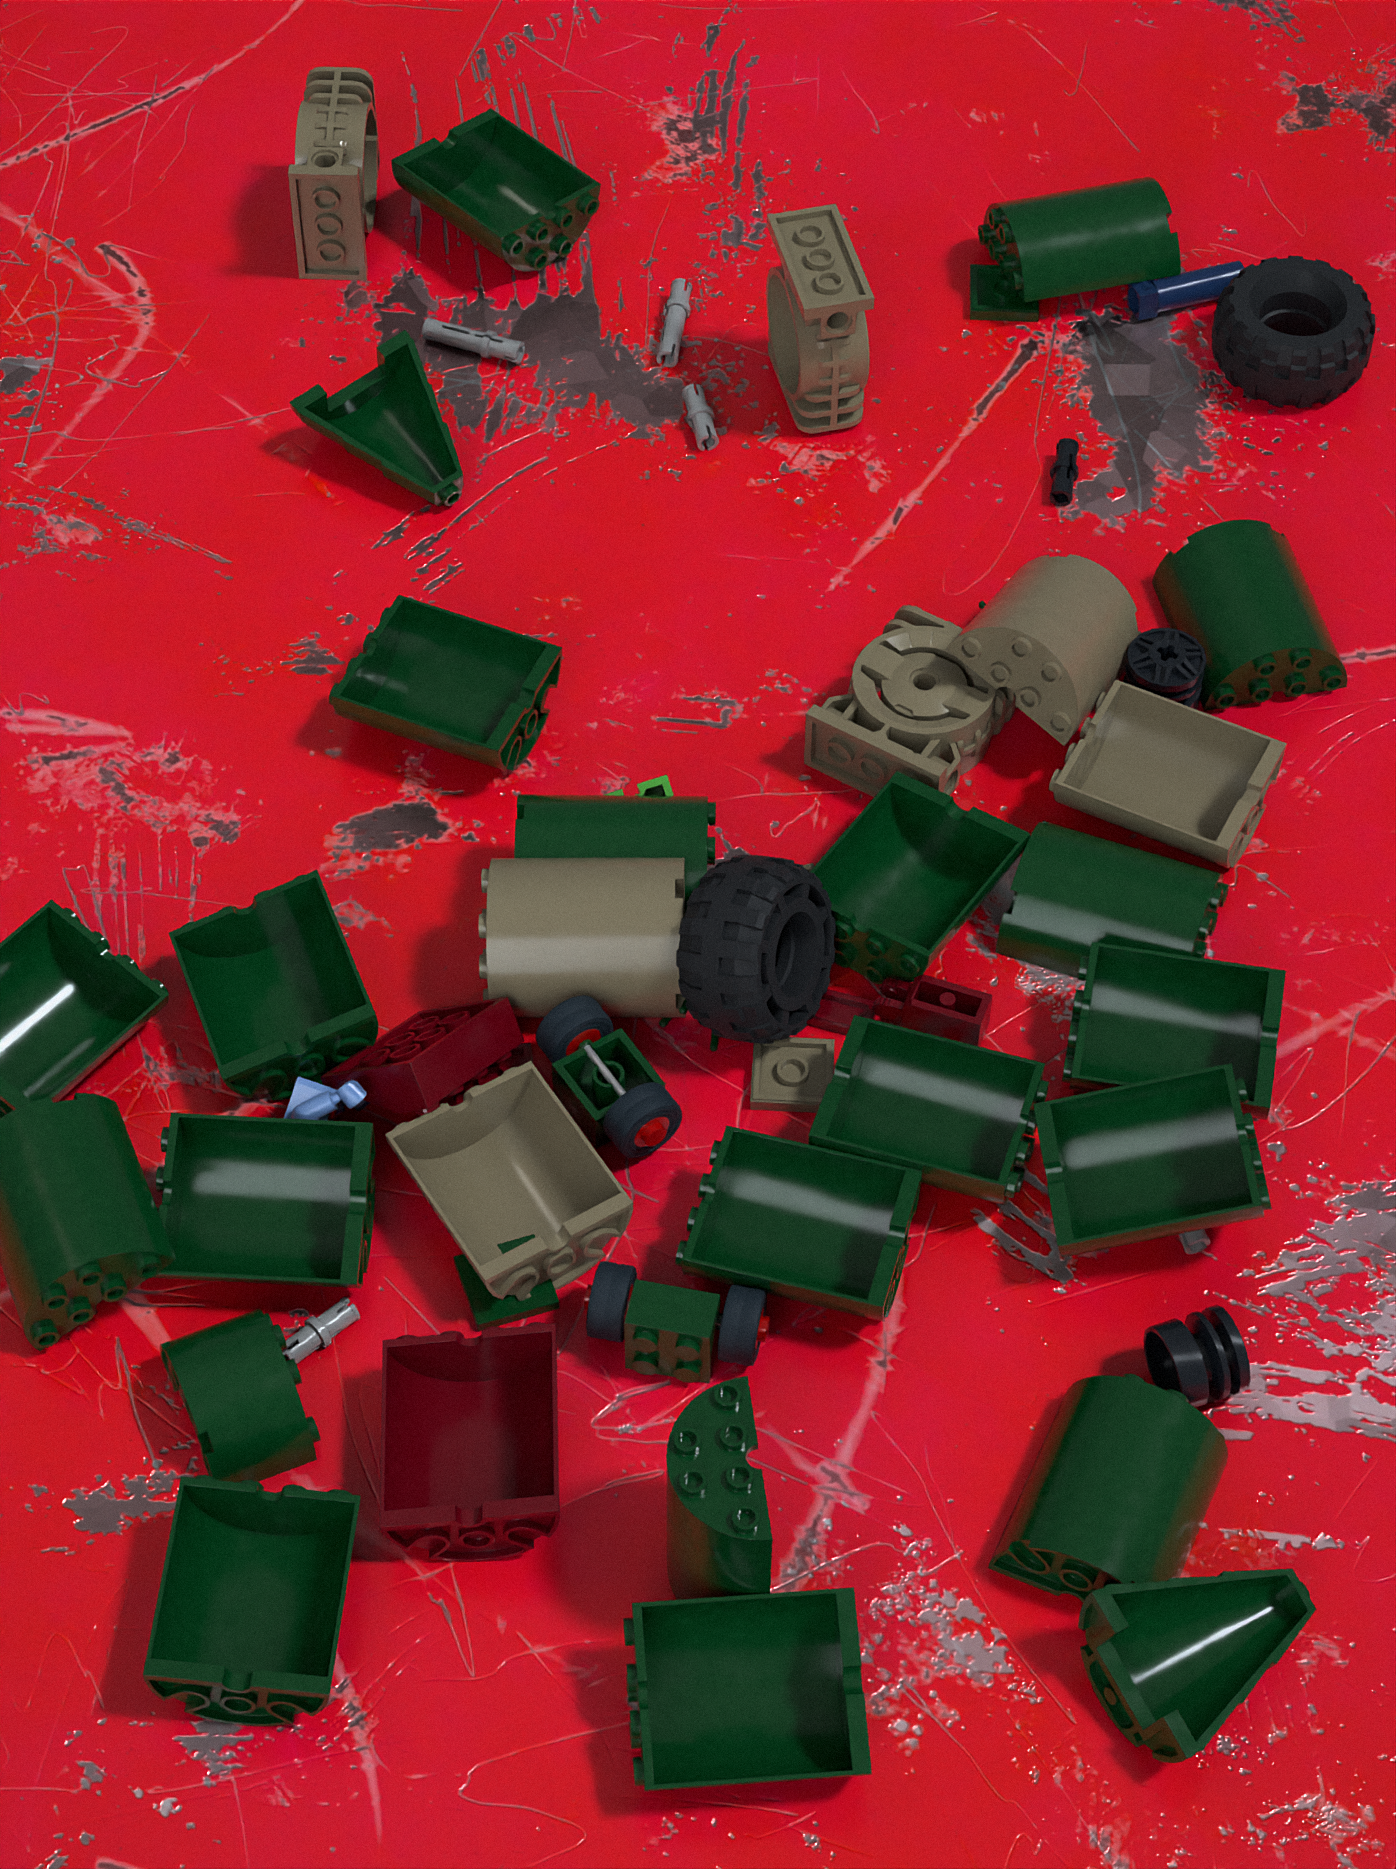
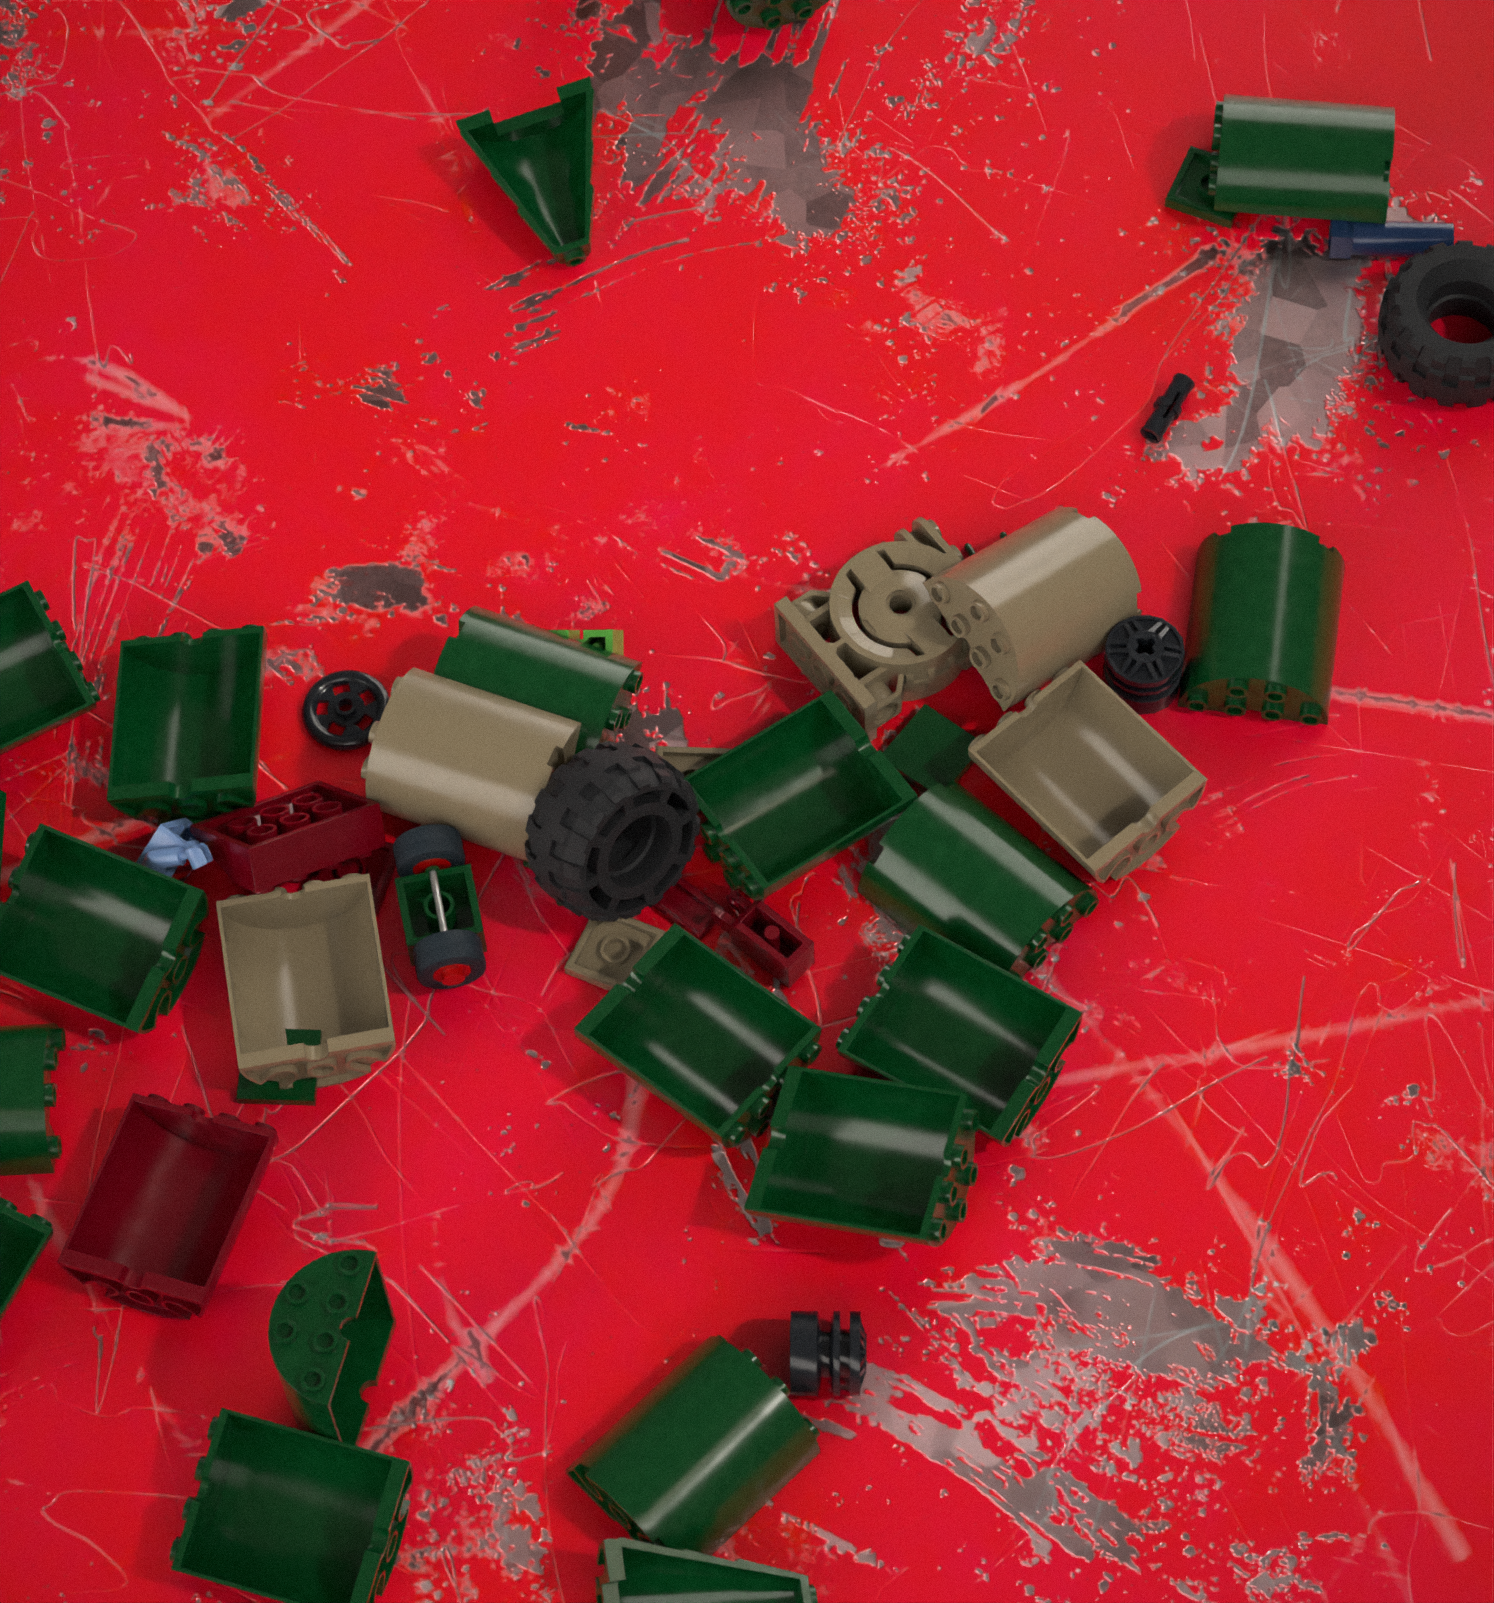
camera: 25 degrees right, 10 degrees up
(320, 1330) = (101, 1058): light grey pin -> none
(417, 914) = (322, 692): none -> black plate
(451, 683) = (476, 467): dark green cylinder -> none
(486, 344) = (683, 99): light grey pin -> none
(674, 1327) = (390, 1165): brick -> none
(676, 313) = (878, 116): light grey pin -> none
(700, 417) = (847, 241): light grey pin -> none
(802, 1223) = (540, 1109): dark green cylinder -> none
(818, 319) = (978, 181): dark tan brick -> none
(1008, 800) = (930, 750): none -> dark green tile

